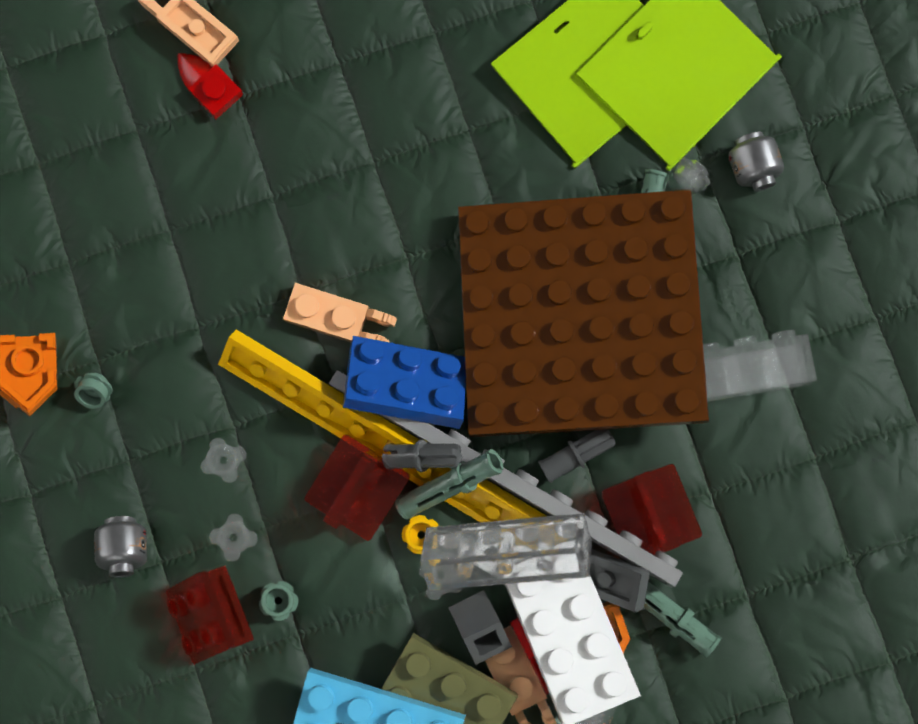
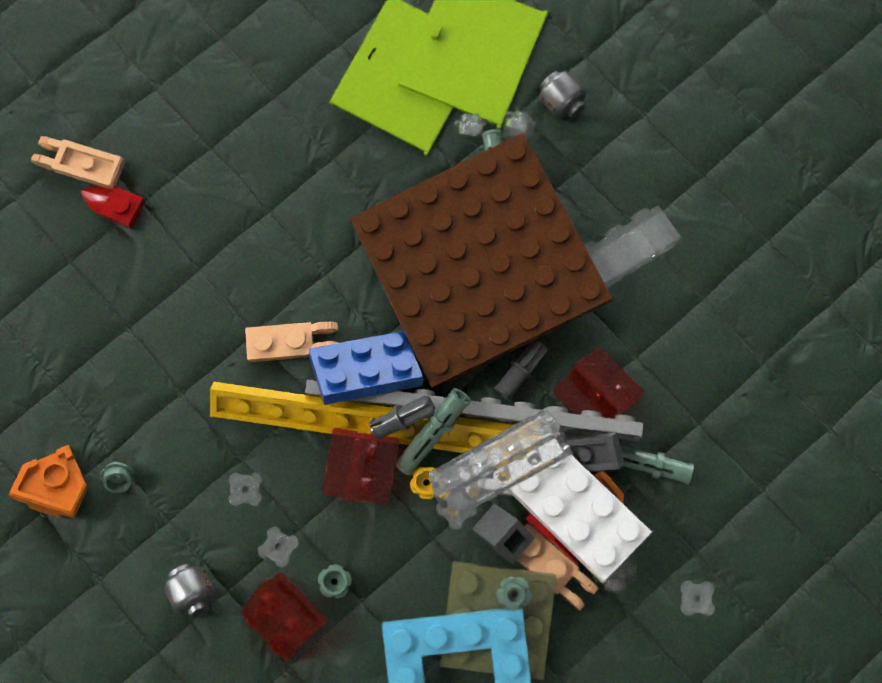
camera: 20 degrees left, 5 degrees down
(465, 688) = (514, 584): none -> sand green plate
(637, 154) = (470, 125): none -> clear plate

